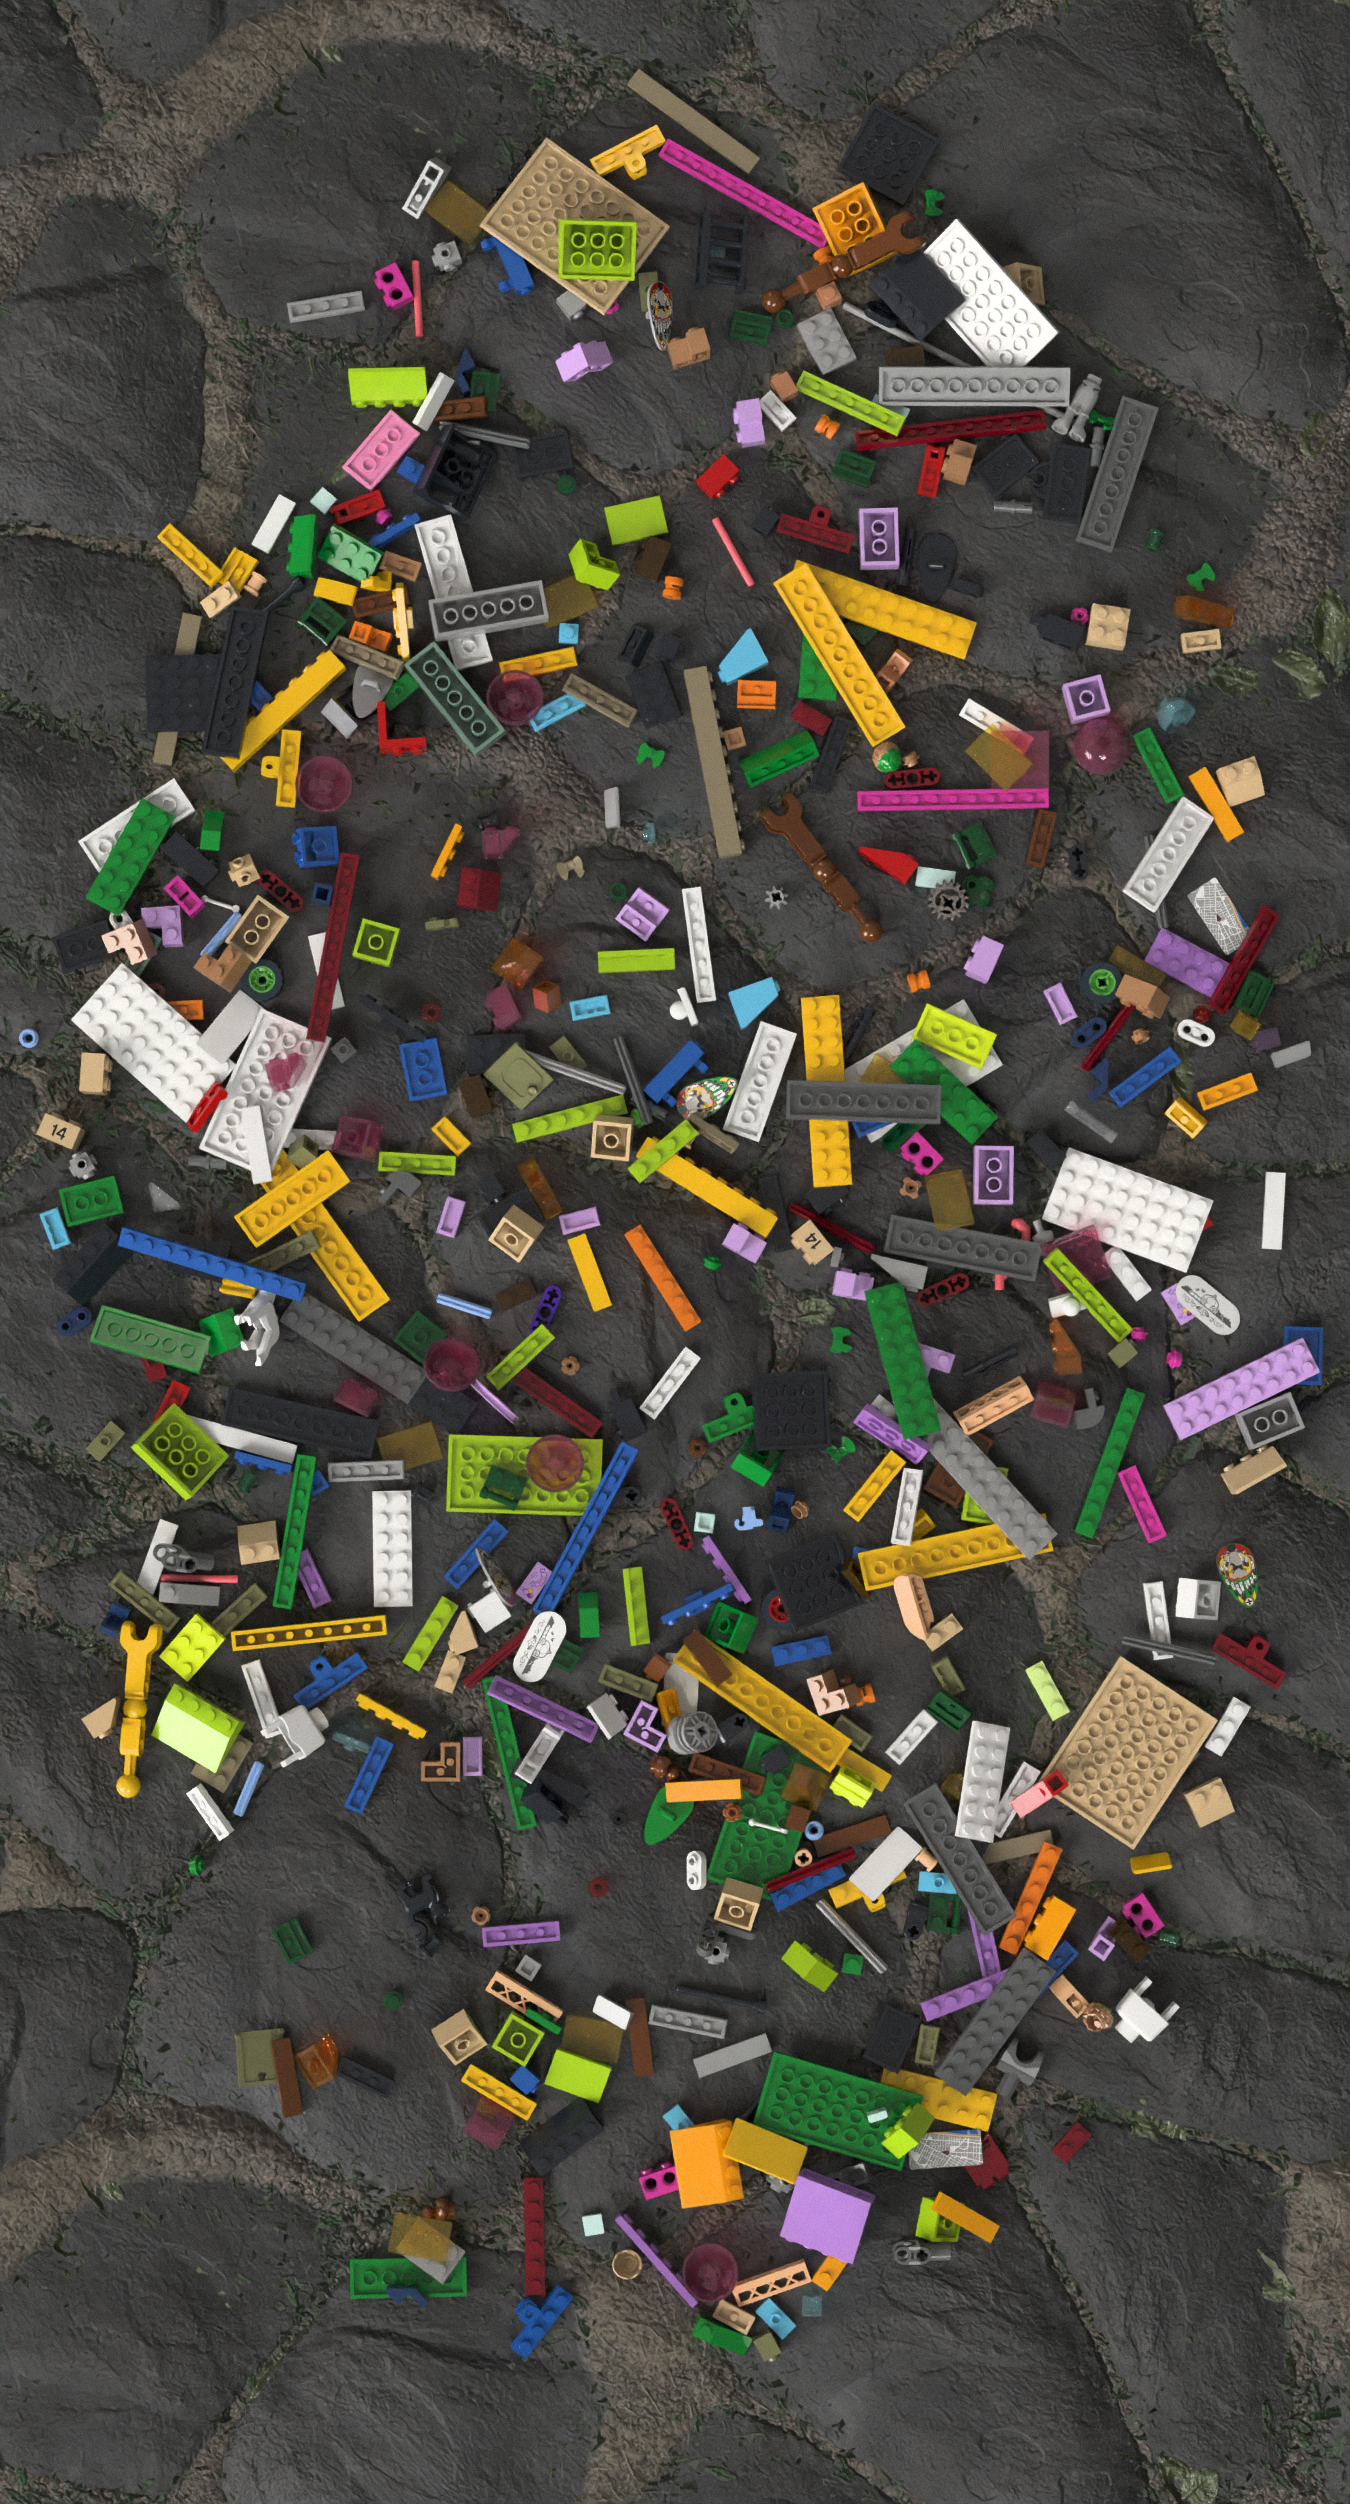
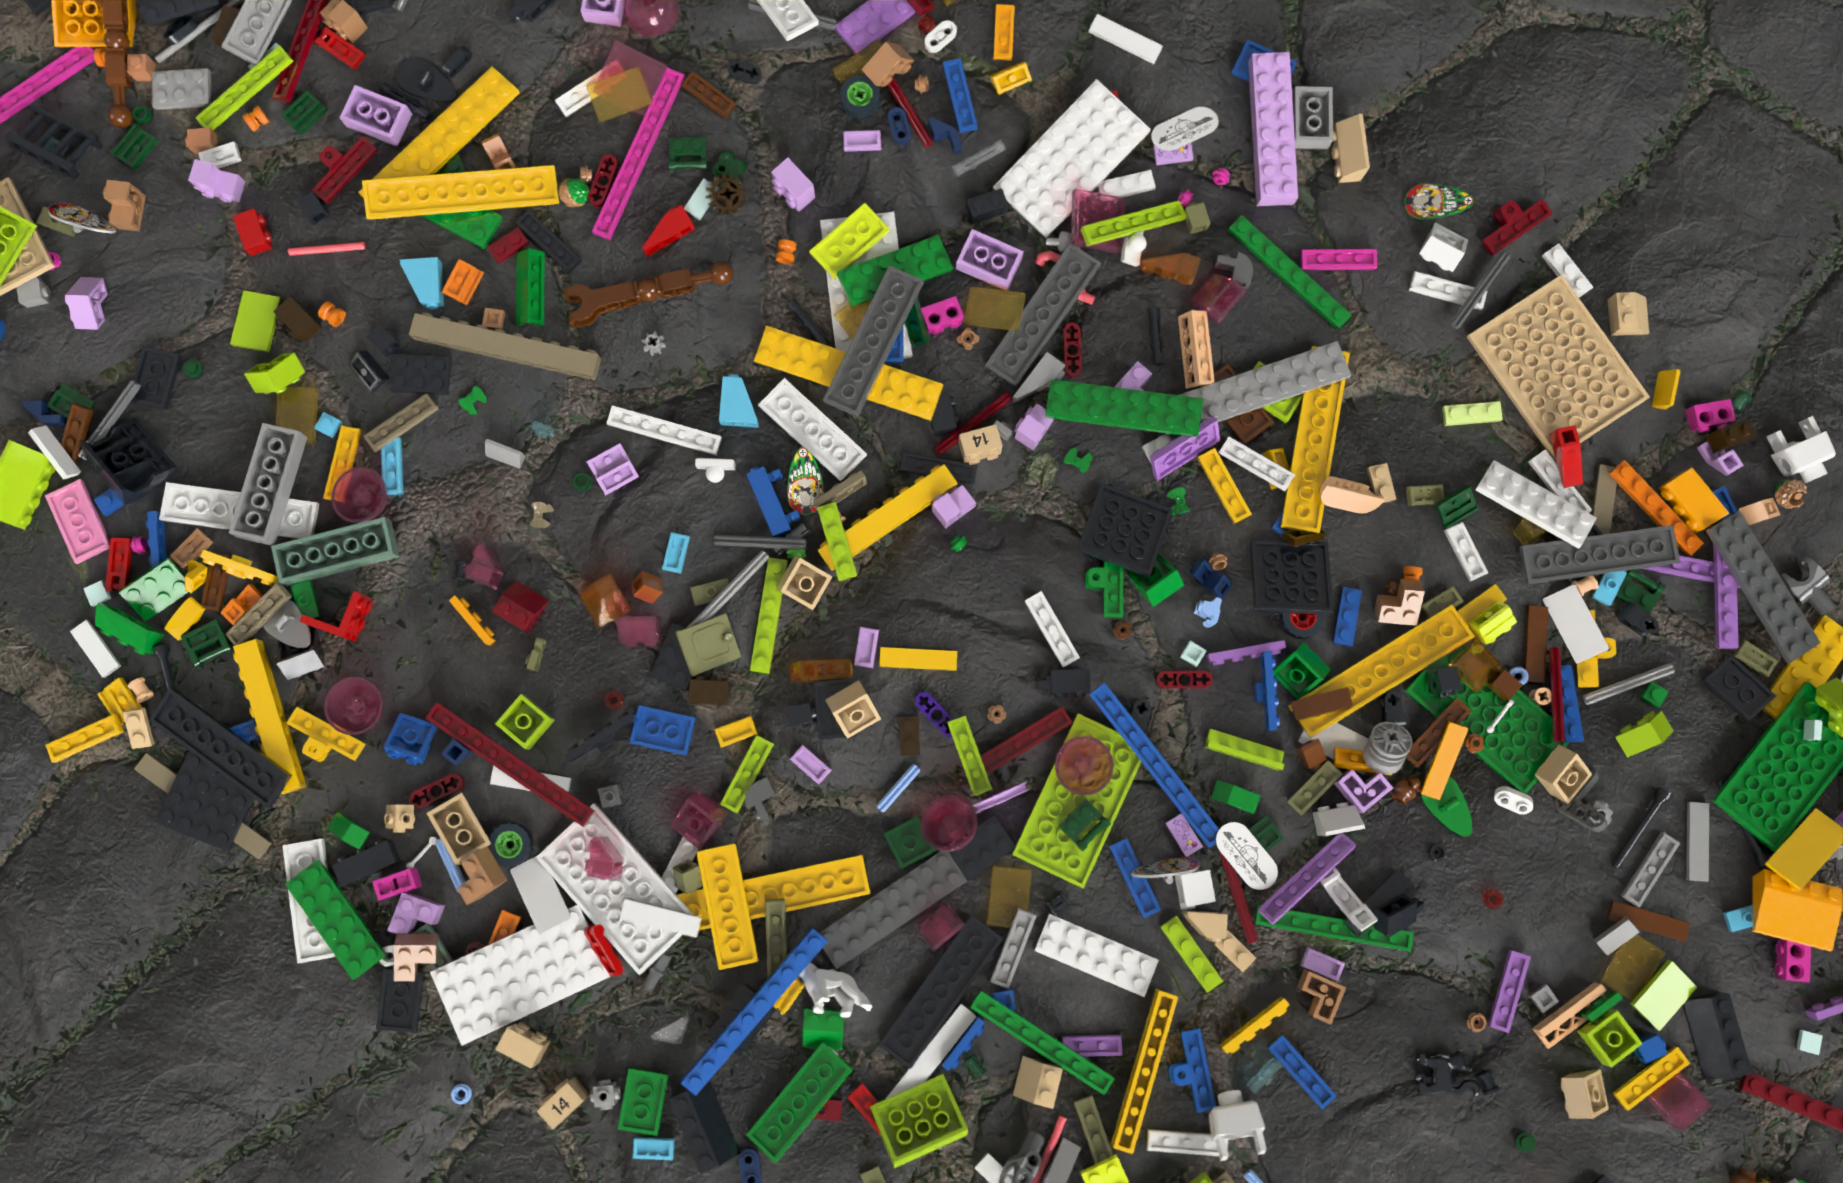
camera: 65 degrees left, 5 degrees down
(636, 960) = (652, 492): lime fence -> none
(662, 1278) = (952, 594): orange plate -> none

